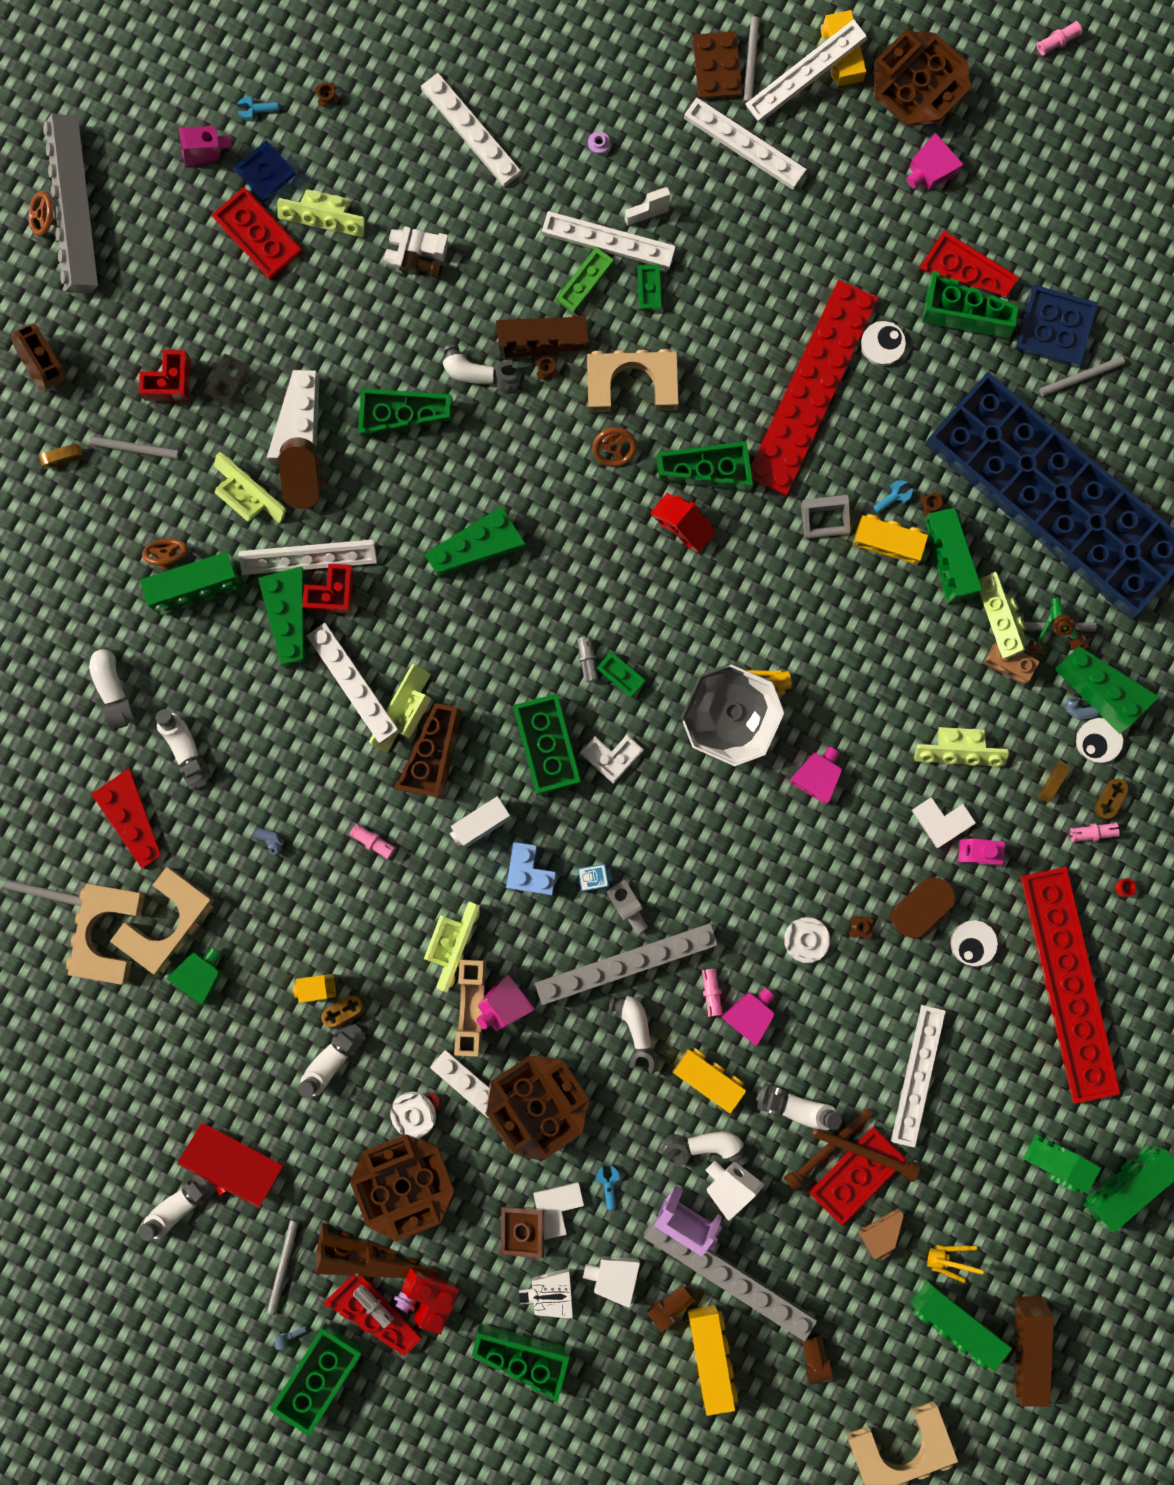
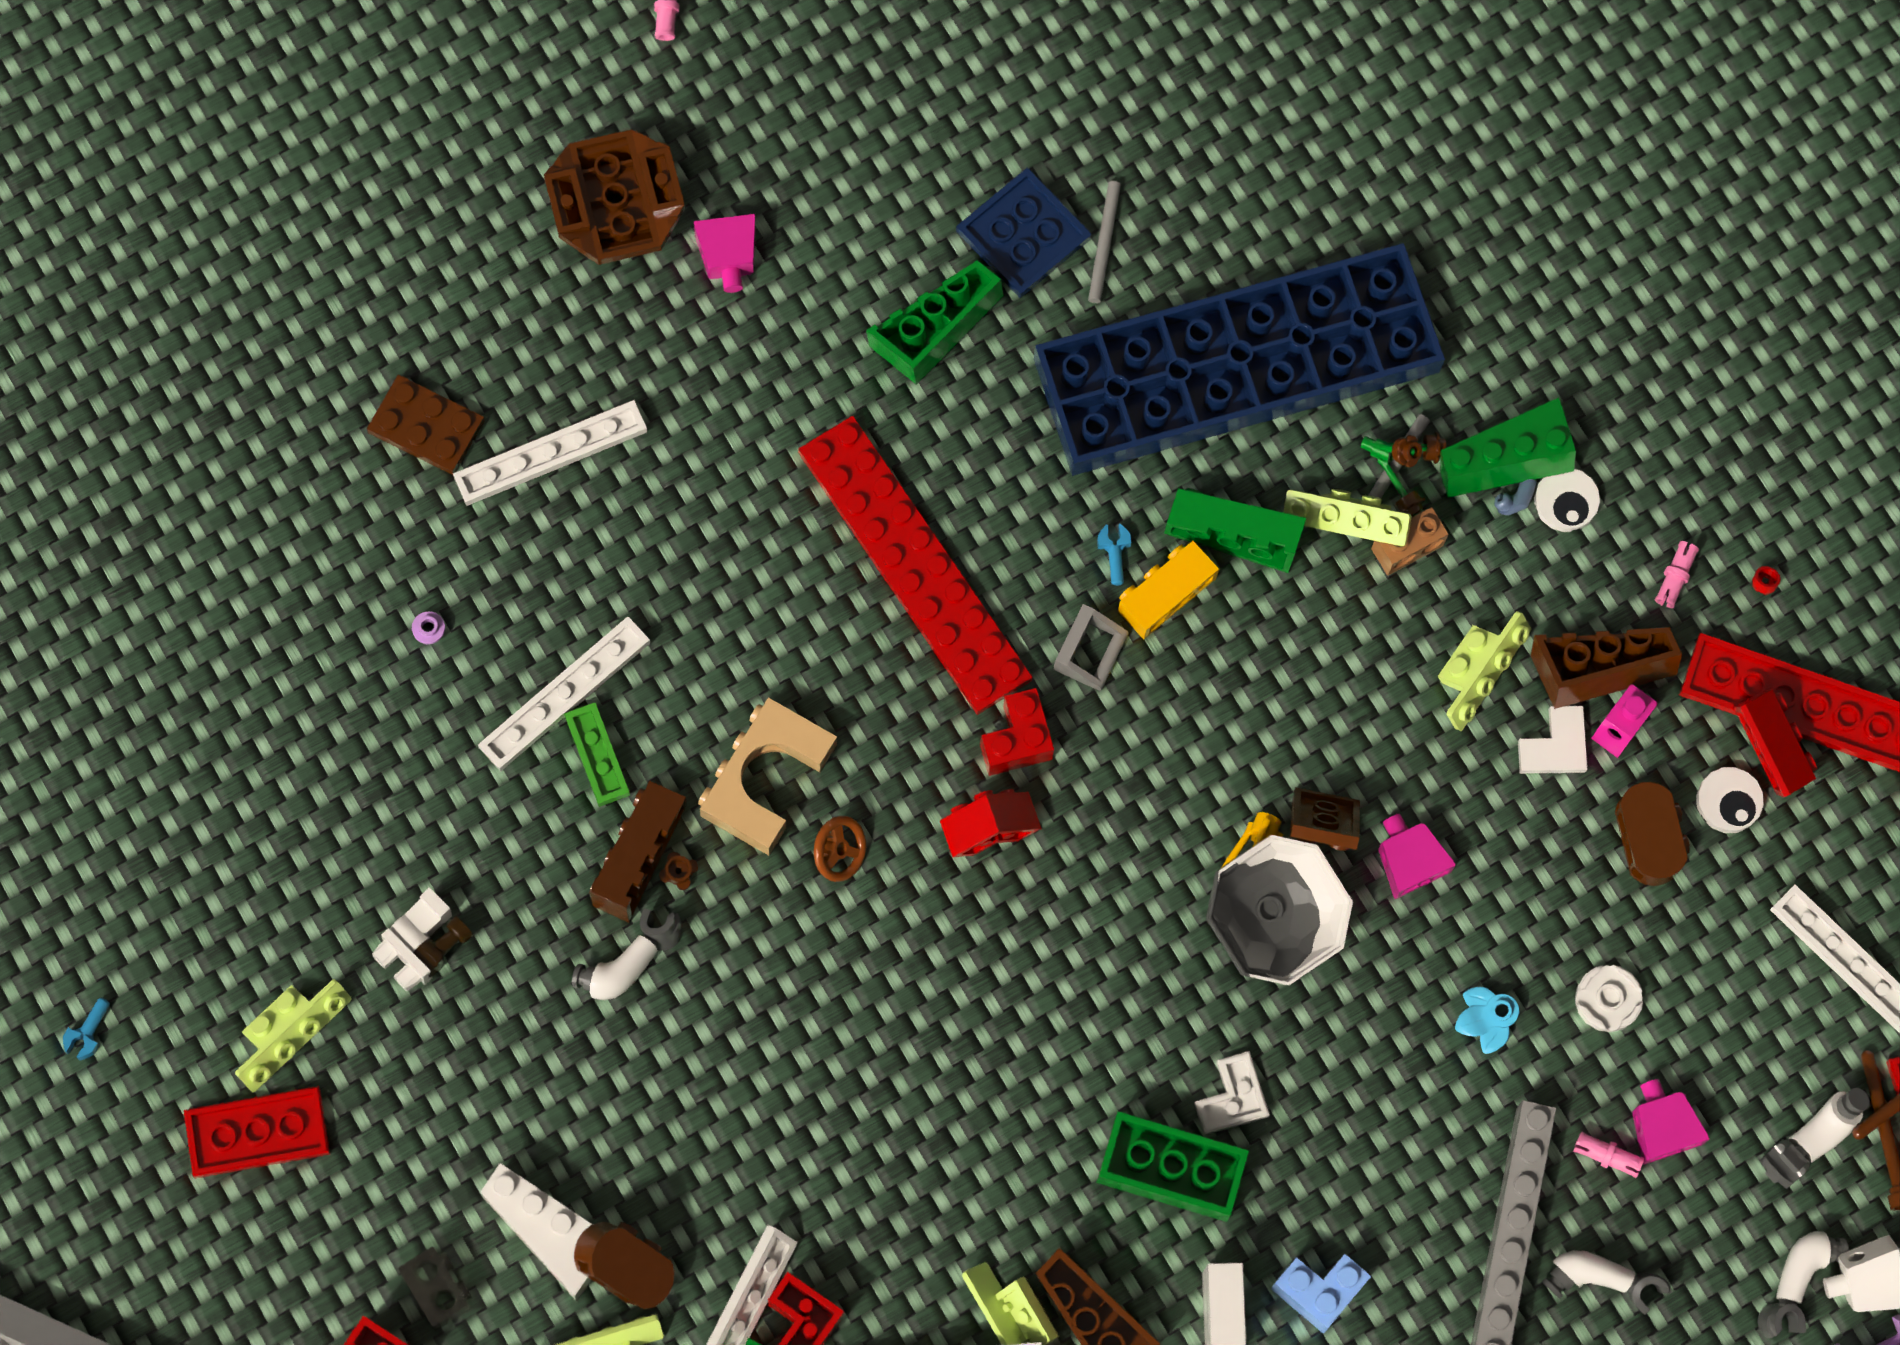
camera: 65 degrees left, 10 degrees down
(202, 144) = (94, 1130): dark pink torso -> none
(264, 171) = (181, 1071): clear blue plate -> none
(326, 88) = (125, 921): reddish brown plate -> none
(399, 410) = (616, 1092): green wedge -> none
(470, 129) = (302, 776): white plate -> none
(480, 542) = (857, 1089): green wedge -> none
(587, 659) = (1090, 1049): light grey axle -> none
(594, 877) = (1377, 1212): brick -> none
(620, 674) = (1136, 1021): green plate -> none
(629, 907) = (1440, 1192): light grey bracket -> none
(649, 287) = (659, 681): green plate -> none
(656, 204) = (559, 611): white tile -> none
(708, 466) = (940, 746): green wedge -> none
(709, 1080) = (1717, 1224): yellow brick -> none
(744, 512) = (1025, 740): none -> red brick
(747, 873) = (1483, 1020): none -> medium azure plate
(751, 59) = (446, 379): light grey bar -> none
(806, 71) = (513, 323): white plate -> none
(806, 710) = (1325, 819): none -> reddish brown plate
(851, 67) = (509, 261): yellow brick -> none
(865, 922) = (1632, 932): reddish brown plate -> none
(883, 343) = (913, 446): white tile -> none
(932, 498) = (1151, 504): reddish brown plate -> none
(968, 266) = (882, 288): red wing -> none
(1009, 819) = (1603, 663): none -> reddish brown wedge
(1025, 950) = (1776, 742): none -> red slope
(1054, 781) = (1586, 582): pearl gold beam -> none
(1116, 801) = (1653, 527): pearl gold beam -> none

